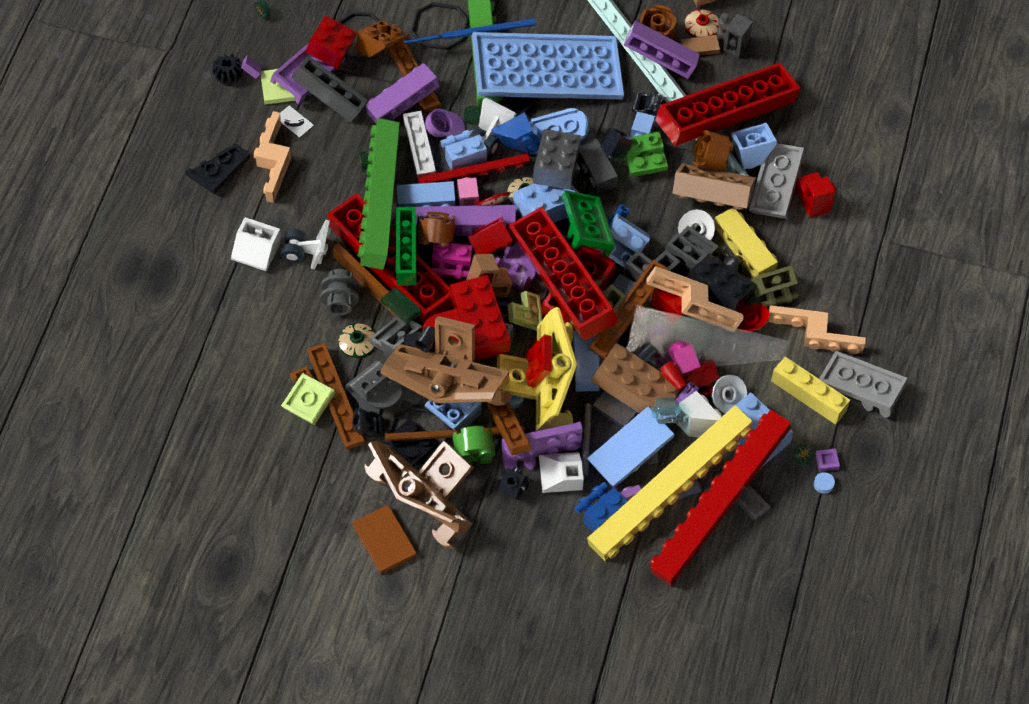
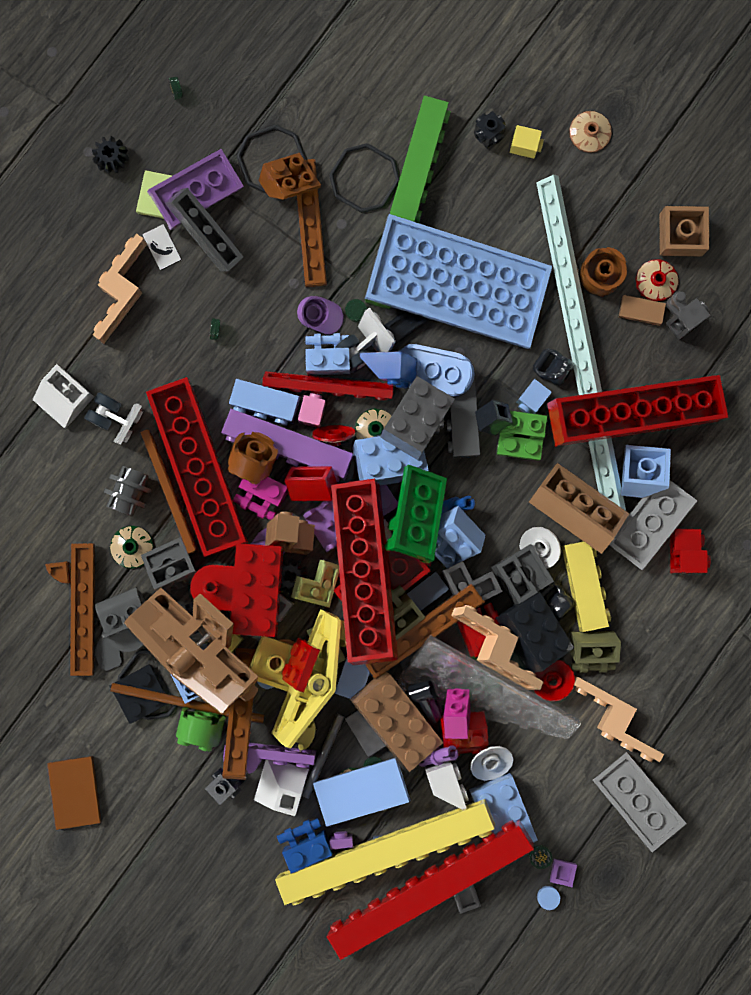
camera: 20 degrees right, 25 degrees up
(220, 169) = (58, 282): black wing -> none
(251, 66) = (135, 163): medium lavender tile -> none
(308, 399) = (52, 604): yellowish green tile -> none
(331, 42) = (229, 166): red brick -> none
(364, 425) = (97, 657): black piece -> none
(379, 194) = (209, 390): bright green brick -> none
(401, 305) = (183, 536): clear green tile -> none
(402, 94) = (285, 261): medium lavender brick -> none
(406, 246) = (209, 472): green brick -> none
(419, 144) = (283, 329): white plate -> none
(421, 340) = (182, 595): black piece -> none
(427, 488) = (122, 763): medium nougat piece -> none
(468, 32) = (395, 208): blue piece -> none
(661, 49) = (593, 309): medium lavender brick -> none
(665, 410) = (409, 777): clear light blue head -> none
(673, 375) = (435, 735): red cone -> none
(712, 151) = (594, 466): dark orange brick -> none
(810, 390) = (579, 790): light yellow brick -> none

